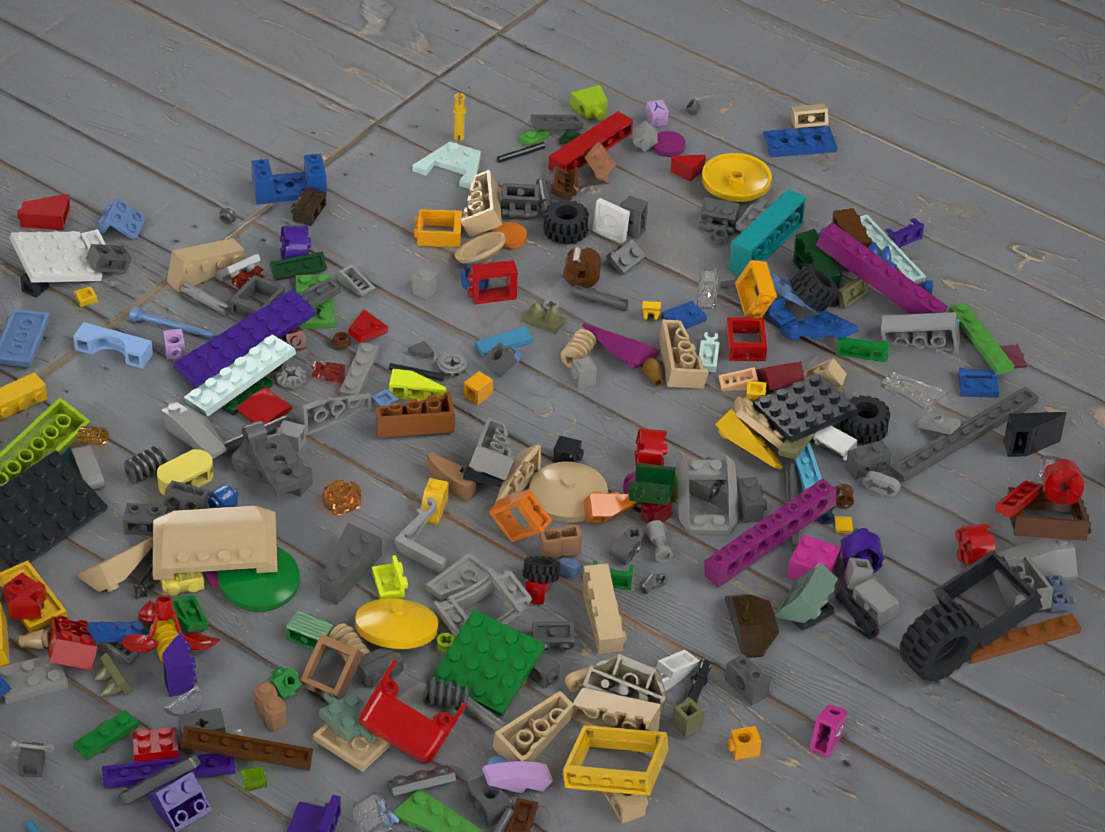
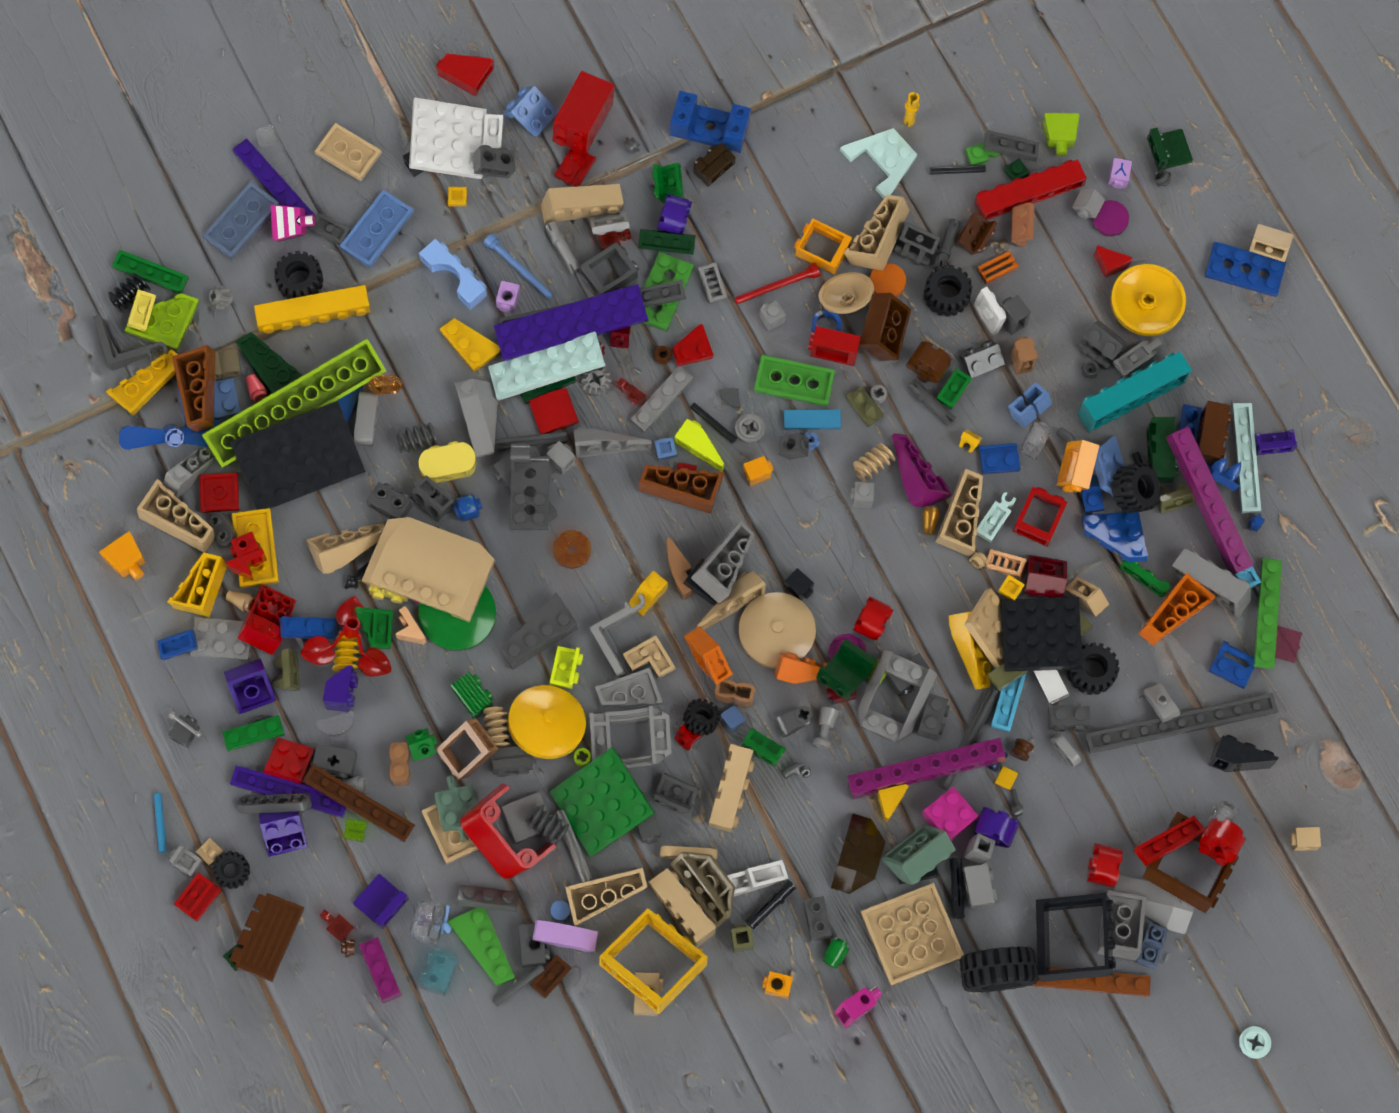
camera: 25 degrees right, 30 degrees up
(82, 700) = (249, 686): none -> dark purple slope
(156, 389) = (469, 344): none -> yellow wing
(172, 201) = (583, 112): none -> red brick
(183, 240) = (575, 168): none -> red plate
(220, 603) = (412, 632): none -> light nougat slope
(272, 227) = (667, 180): none -> green bracket
(439, 248) = (811, 272): none -> red piece
(464, 543) = (650, 652): none -> tan plate
(478, 313) = (789, 369): none -> bright green plate
(529, 256) = (885, 326): none -> reddish brown brick
(598, 193) = (994, 261): none -> orange tile
(614, 282) = (954, 388): none -> green plate
(659, 239) = (1024, 355): none -> medium nougat brick
(684, 88) = (1169, 148): none -> dark green bracket
(686, 270) = (1037, 401): none -> medium blue piece
(711, 387) = (978, 560): none -> tan plate
(751, 571) = (890, 798): none -> yellow slope
(781, 700) = (836, 953): none -> green brick
(840, 661) = (912, 934): none -> tan plate
(906, 354) = (1180, 605): none -> orange wedge

